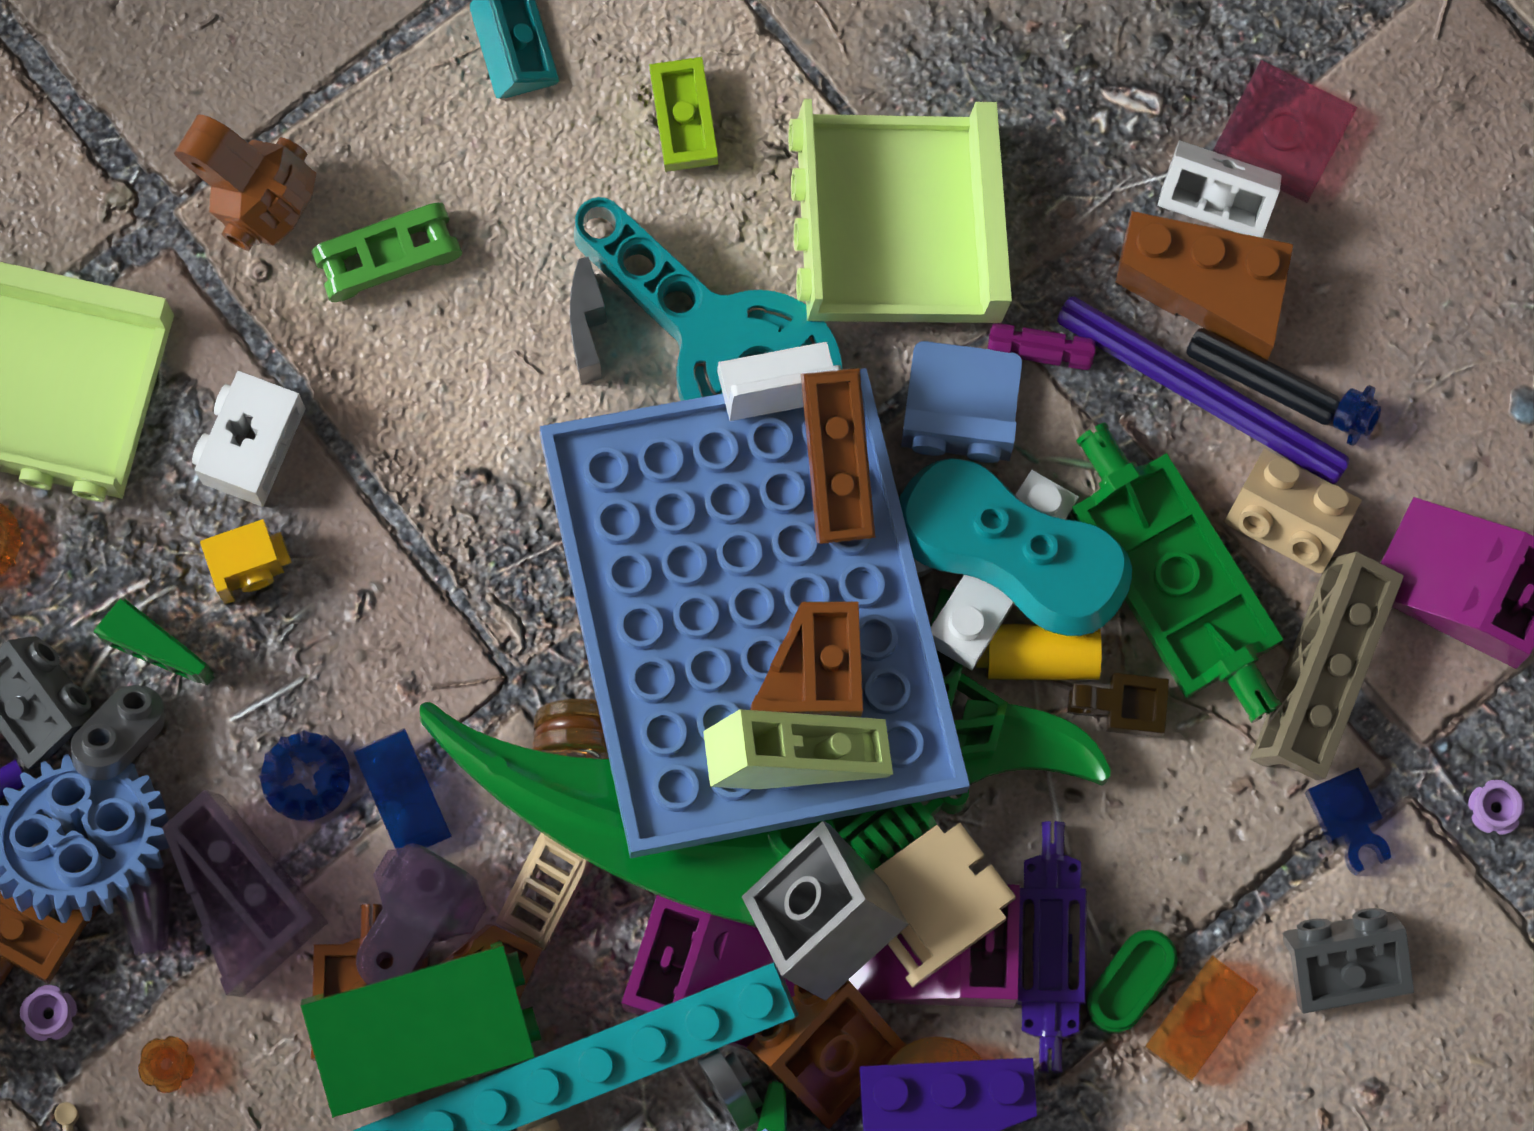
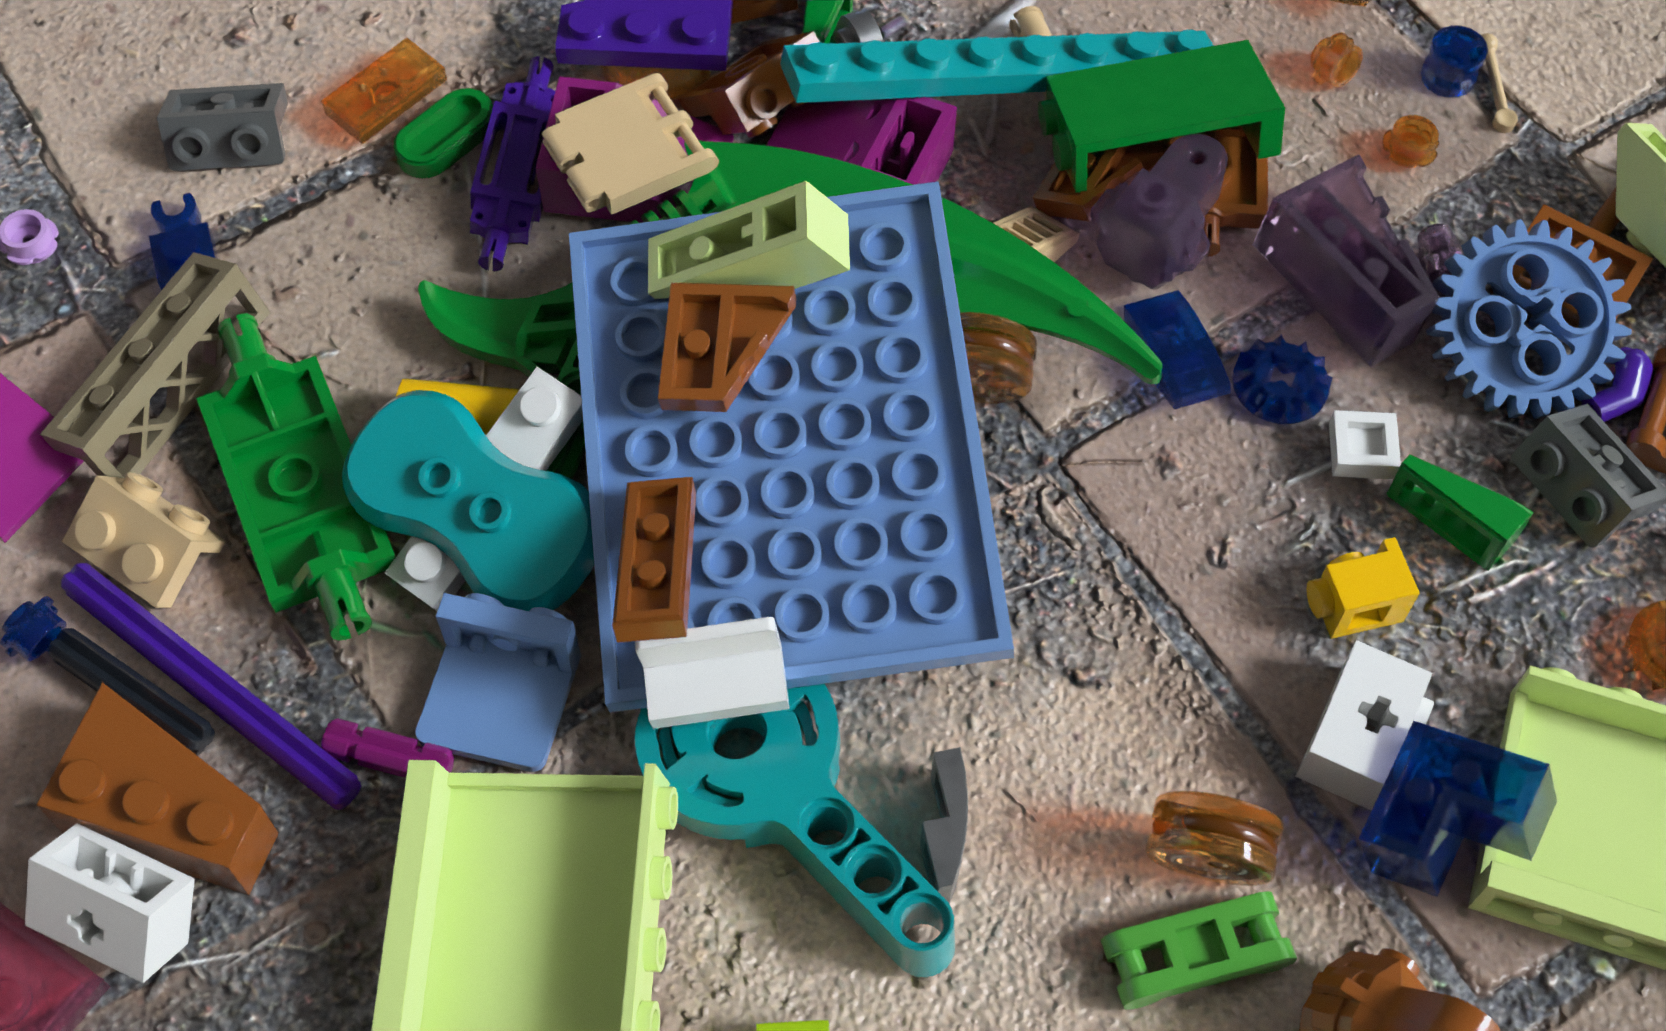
camera: 175 degrees left, 15 degrees down
(33, 1013) = (1533, 188): lavender plate -> none
(122, 728) = (1493, 422): flat silver plate -> none
(190, 372) = (1452, 791): none -> clear blue brick
(233, 707) = (1364, 444): none -> white plate
(375, 319) = (1214, 838): none -> clear orange head
(823, 912) = (743, 119): flat silver slope -> none
(1131, 704) = (383, 356): dark brown plate -> none

